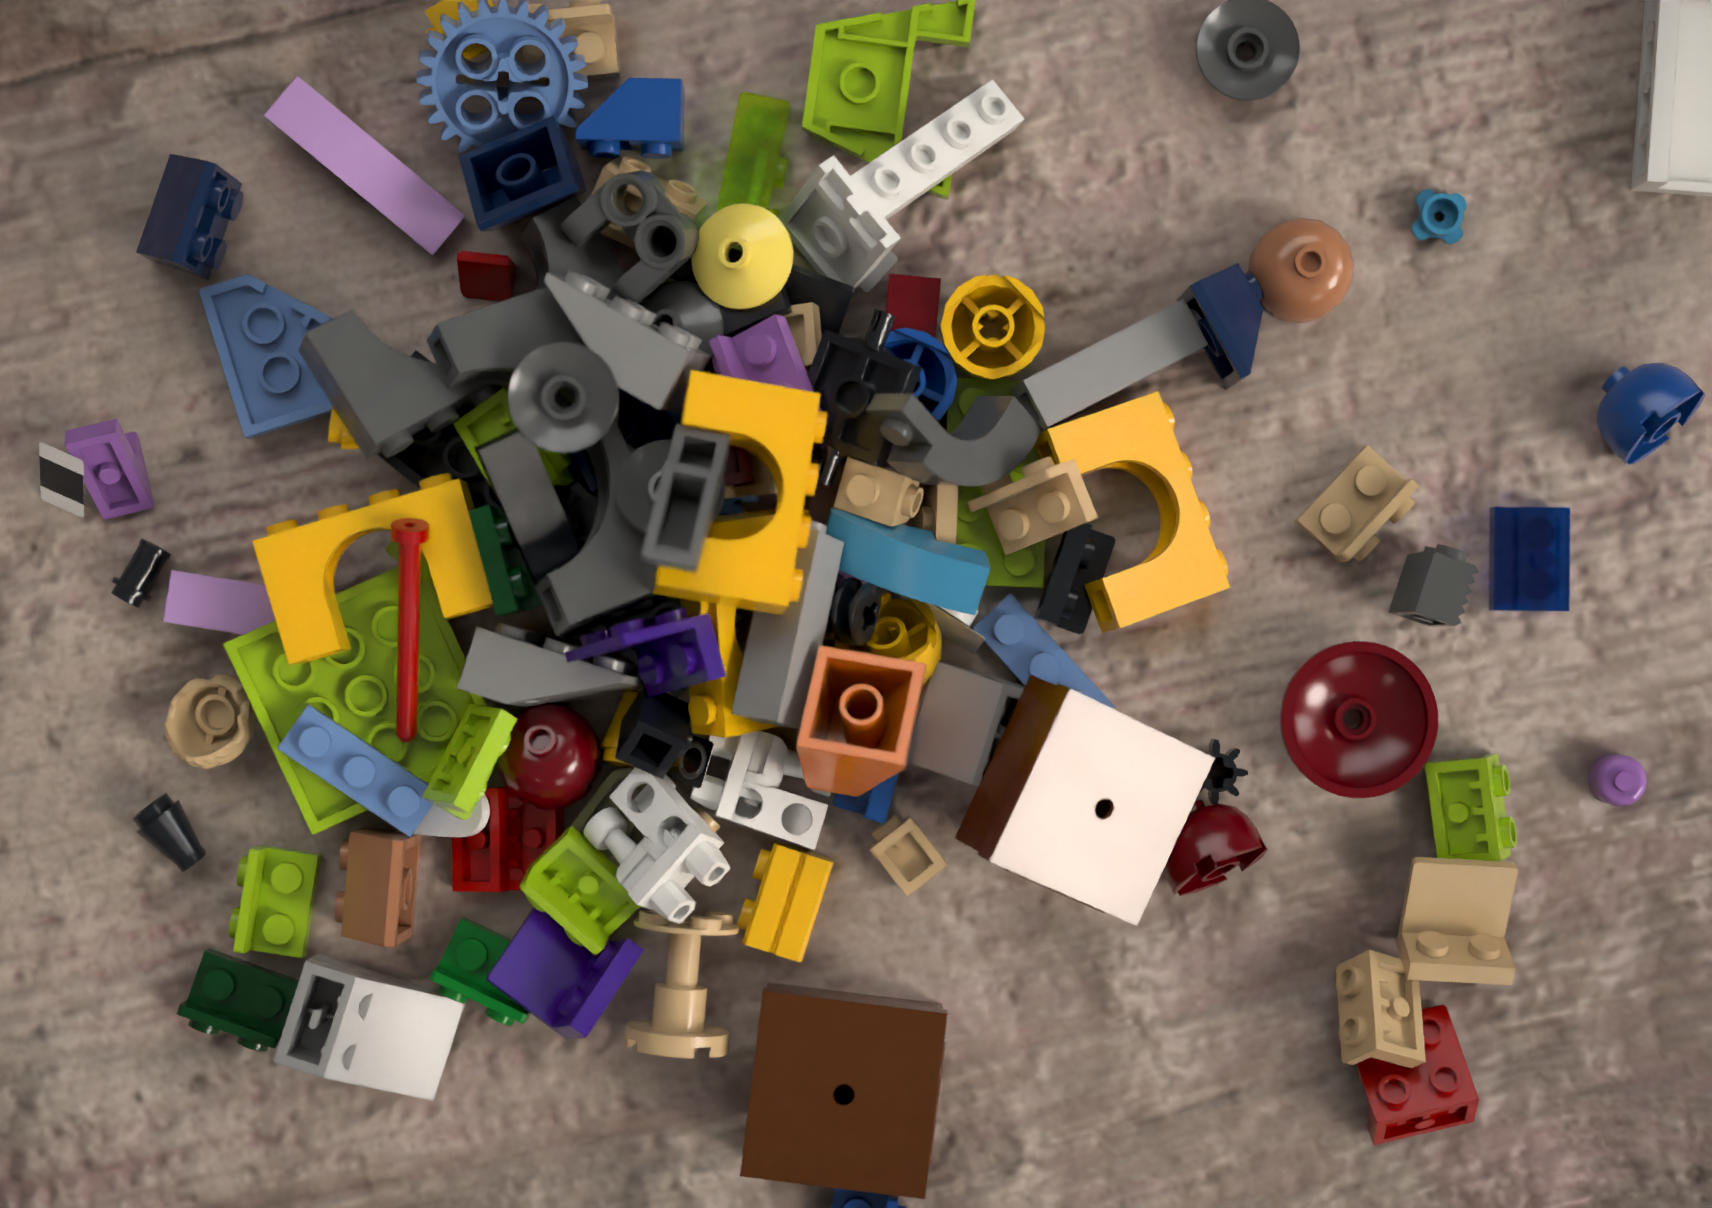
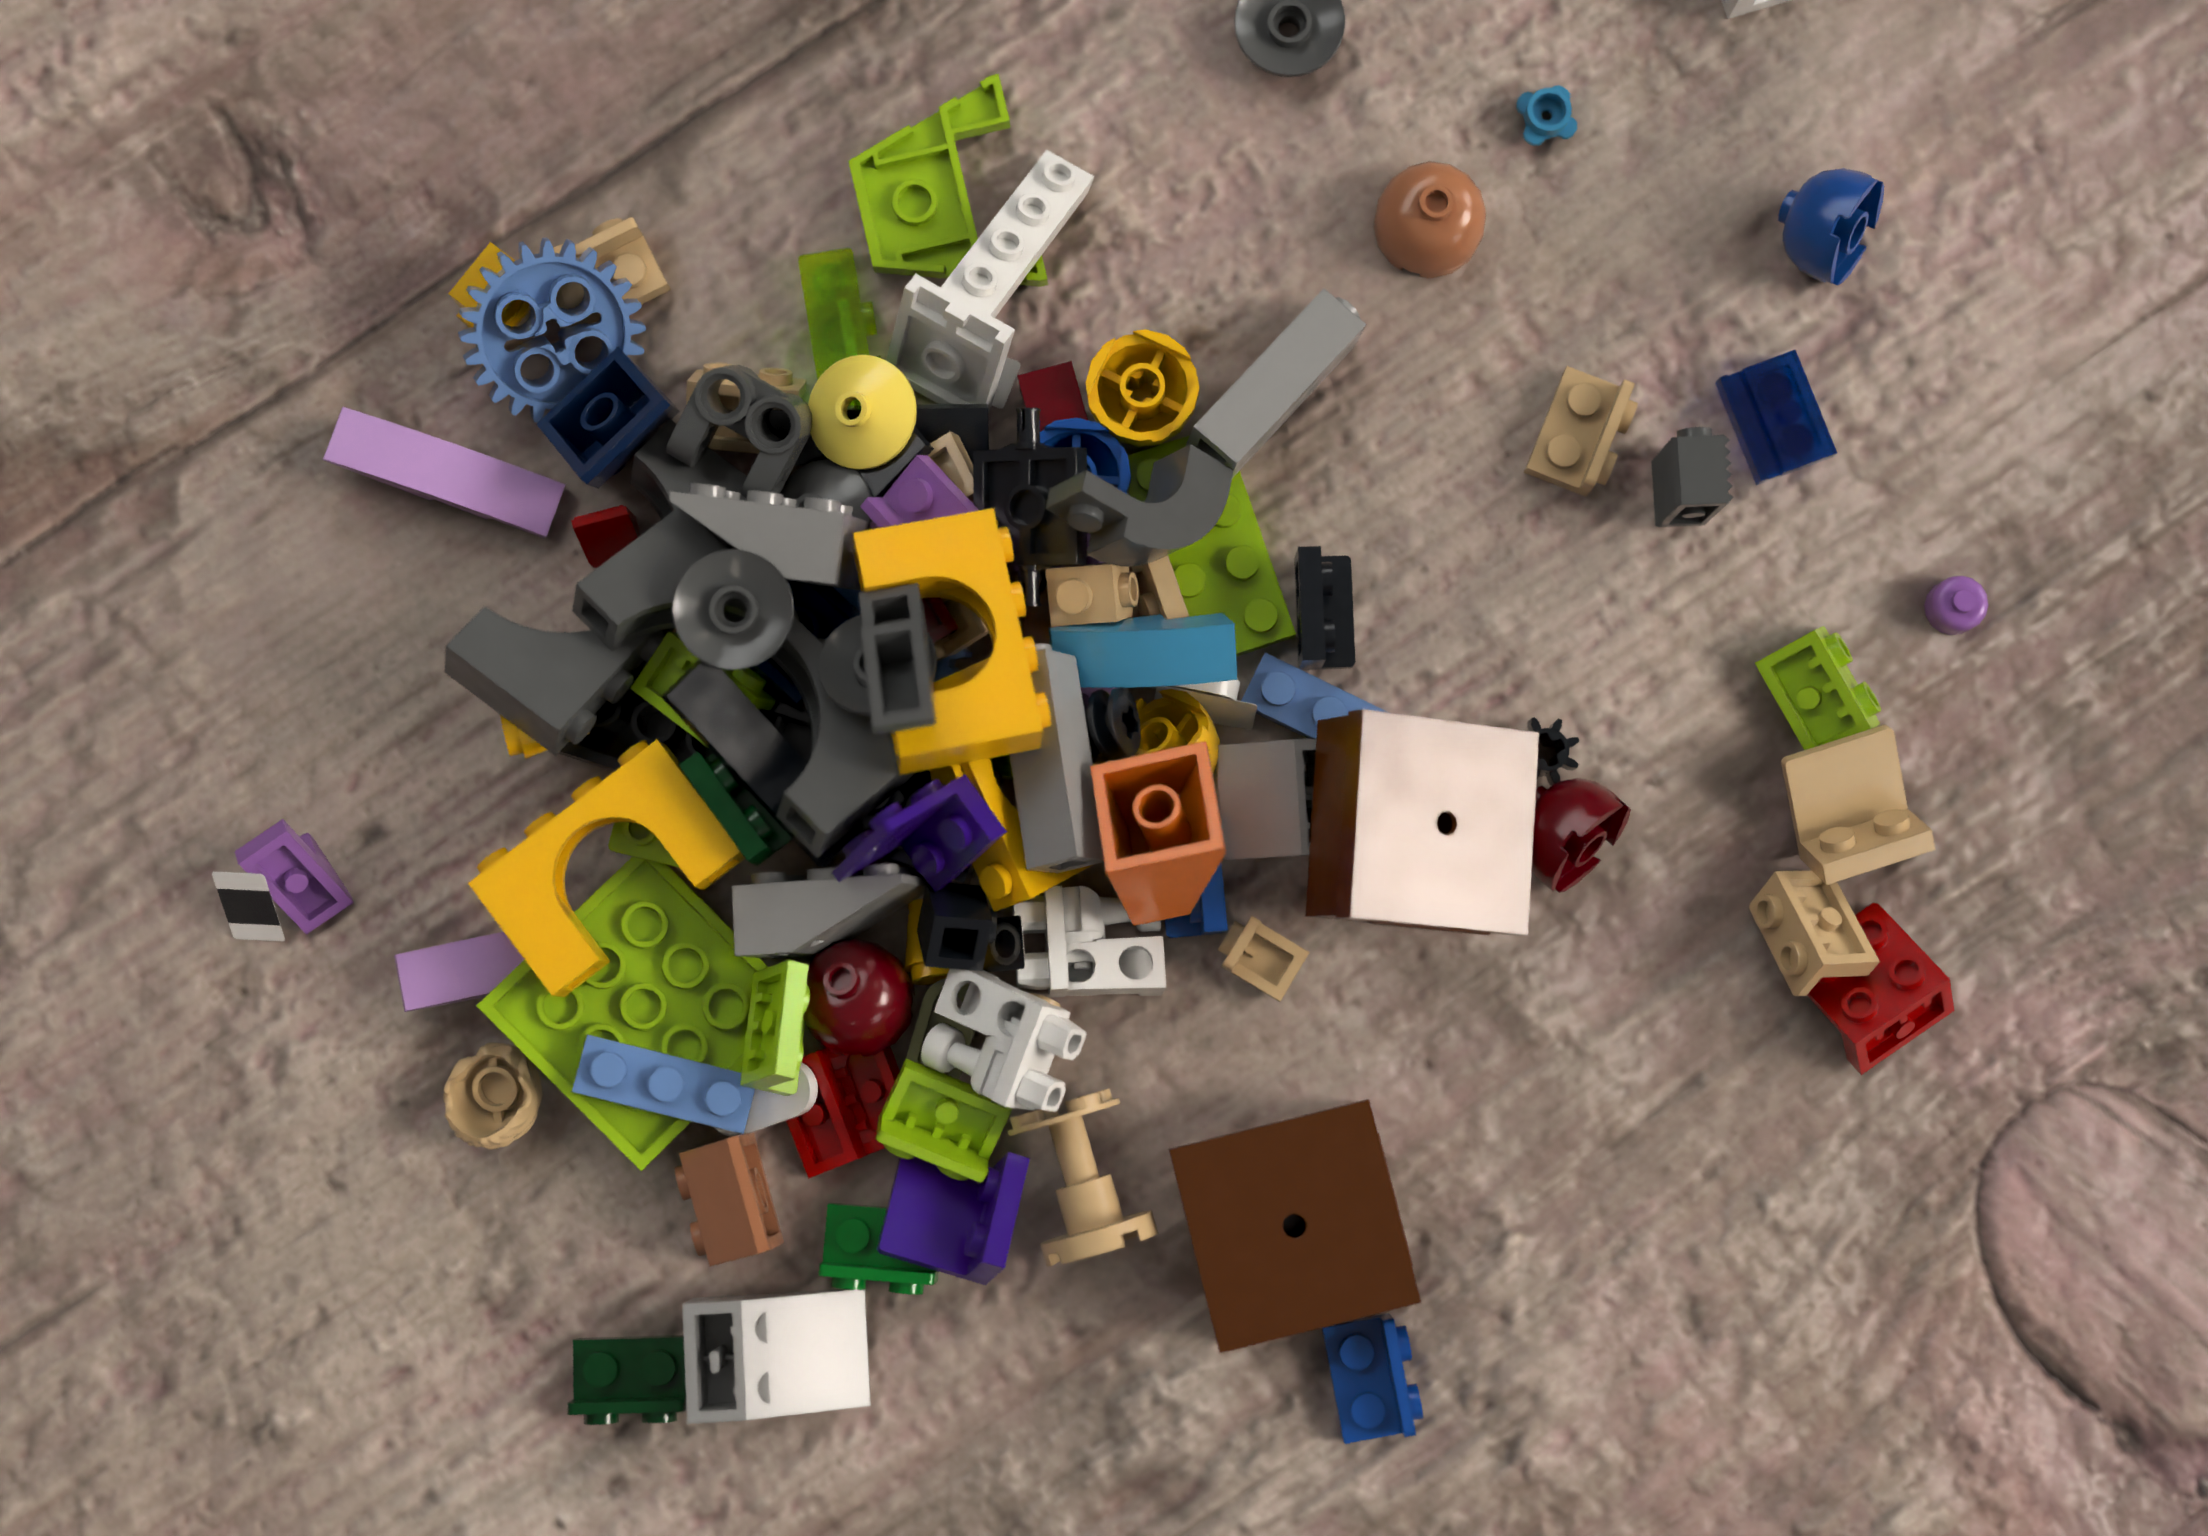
camera: 15 degrees left, 5 degrees down
(140, 573) = (364, 973): black pin -> none
(170, 832) = (492, 1229): black cone -> none
(191, 216) = (285, 588): dark blue slope -> none
(258, 348) = (412, 703): medium blue plate -> none
(275, 901) = (628, 1260): lime bracket -> none
(410, 535) = (628, 814): red bar -> none
(637, 116) = (703, 320): blue slope -> none
(786, 900) = (1157, 1053): yellow brick -> none
(1037, 506) = (1256, 546): tan bracket -> none
(1184, 559) = (1339, 450): yellow arch -> none
(1228, 320) = (1378, 293): dark blue slope -> none
(1394, 726) = (1699, 617): dark red dish -> none

